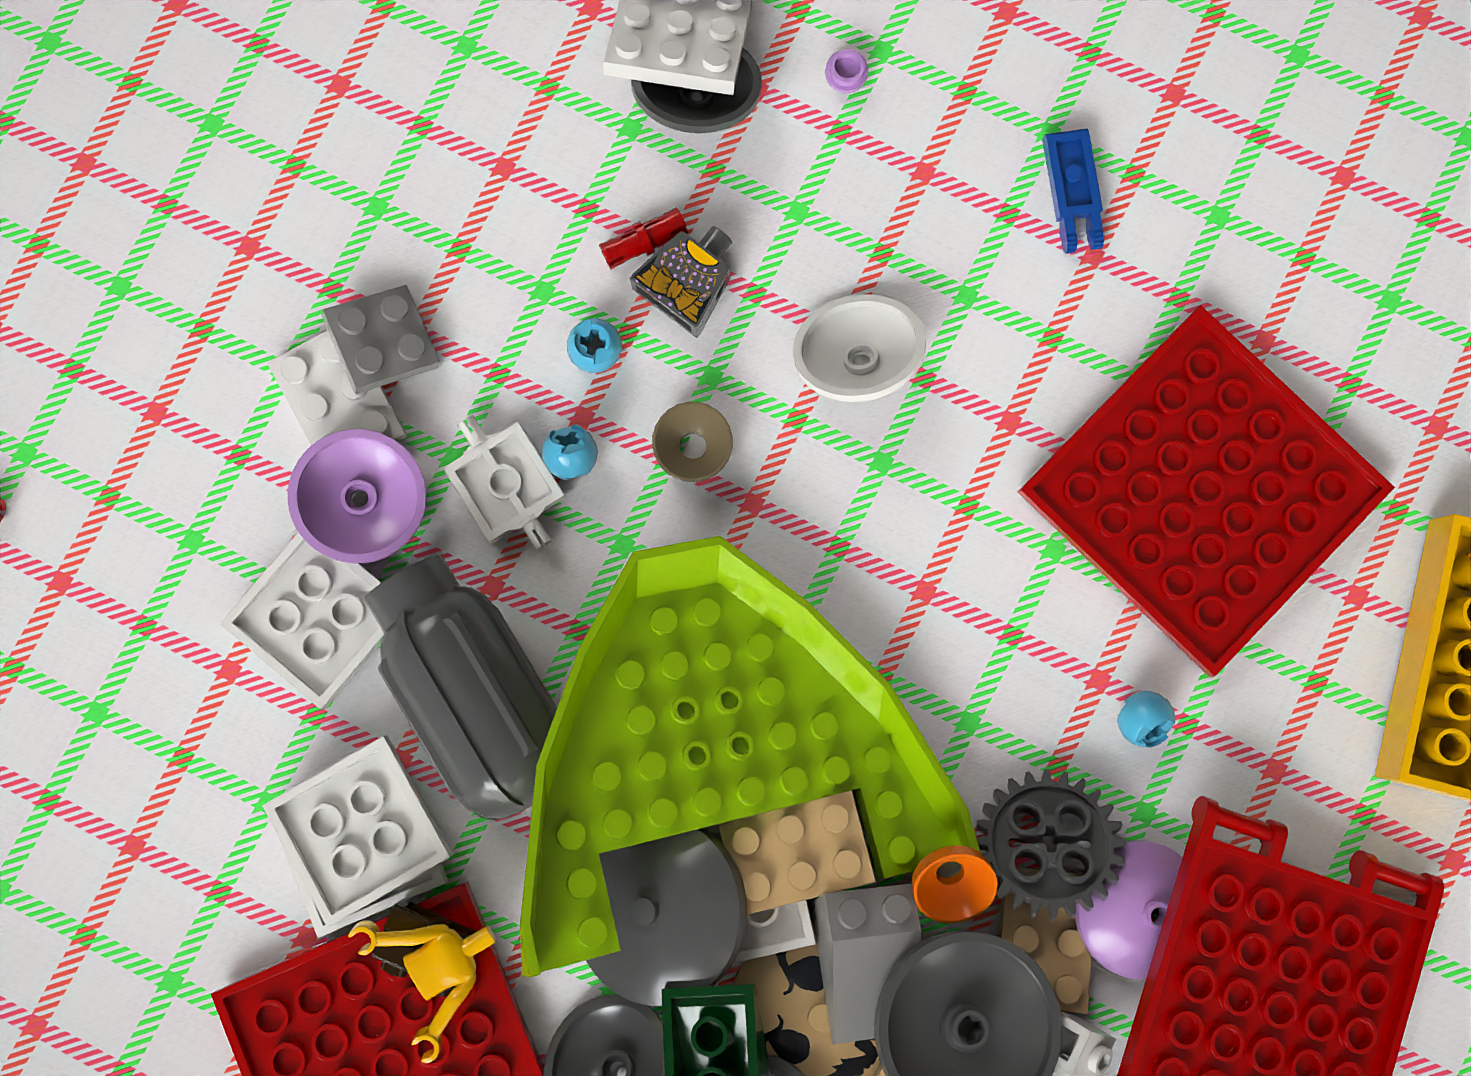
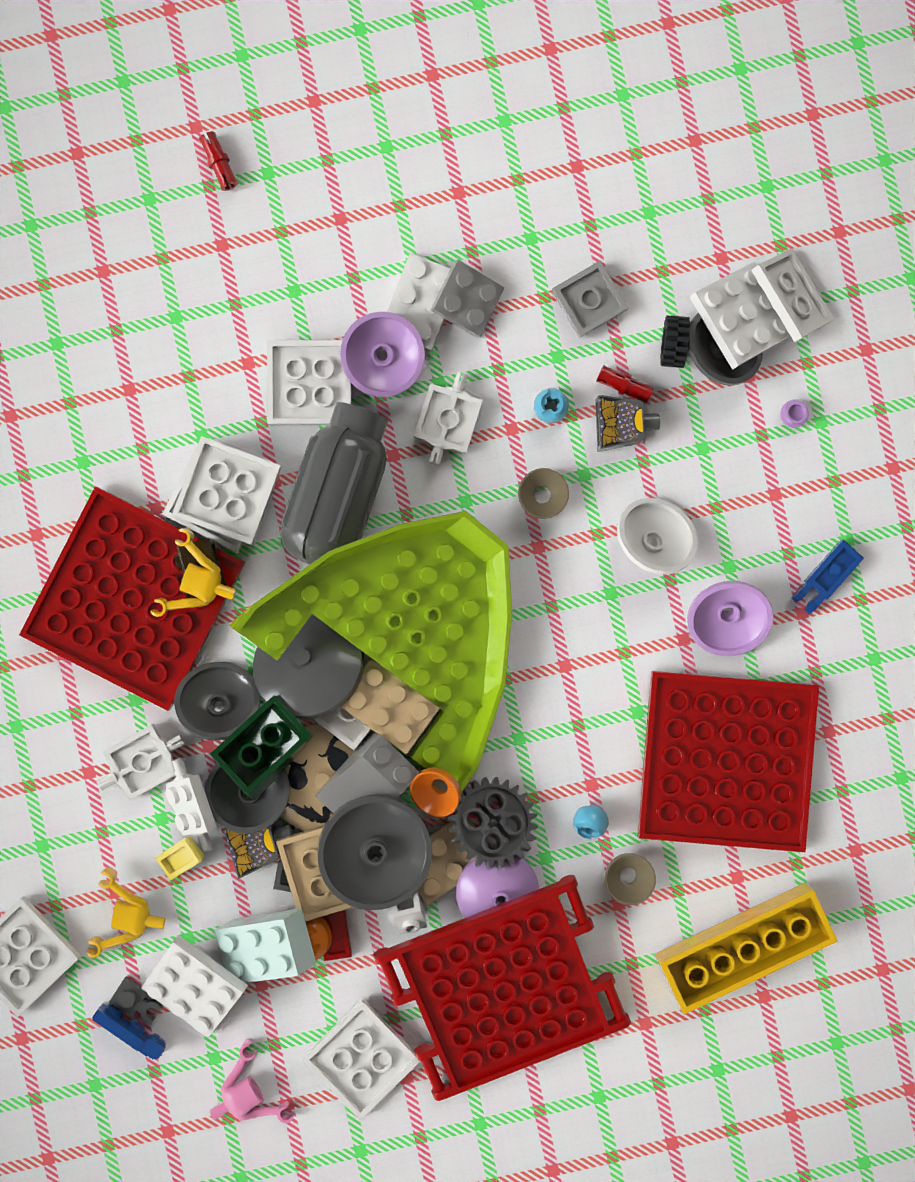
camera: 50 degrees right, 5 degrees up
(507, 196) = (589, 299): none -> light grey plate
(569, 452) = (489, 438): medium azure piece -> none
(642, 135) = (675, 341): none -> black tyre
(1051, 344) = (733, 630): none -> lavender dish
(1278, 732) = (633, 892): none -> dark tan piece

